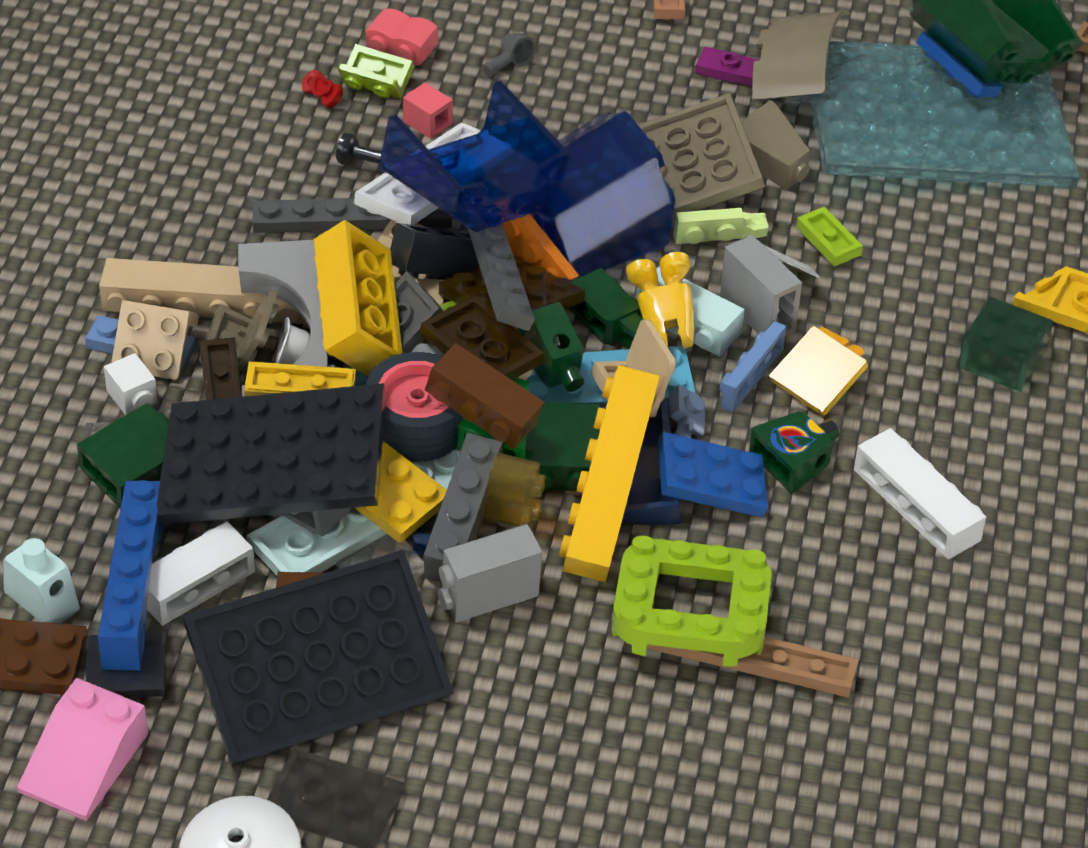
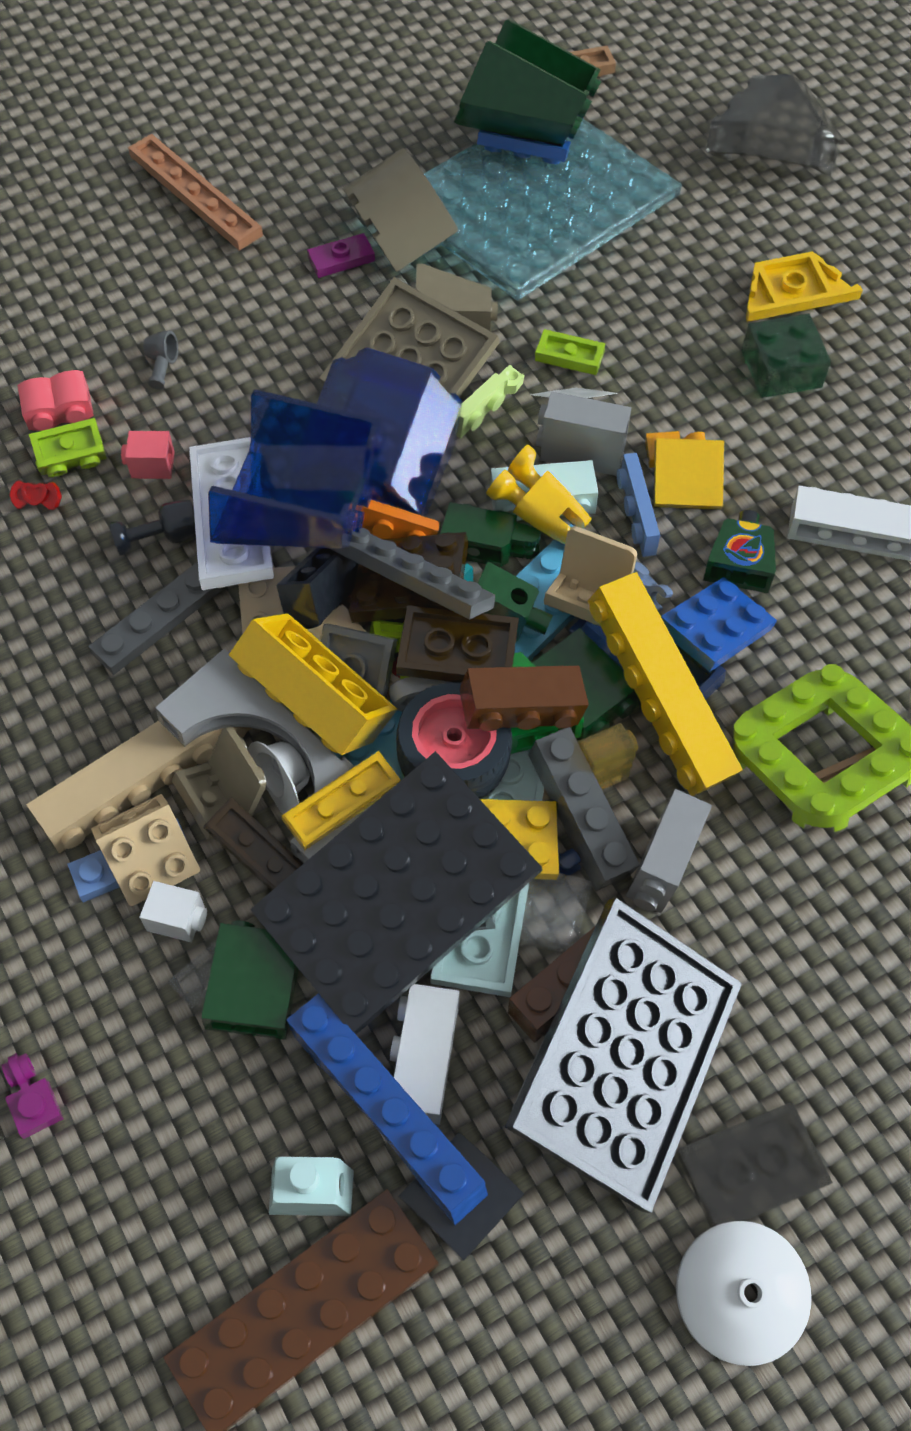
camera: 40 degrees left, 15 degrees up
(83, 748) = (520, 1322): bright pink slope -> none

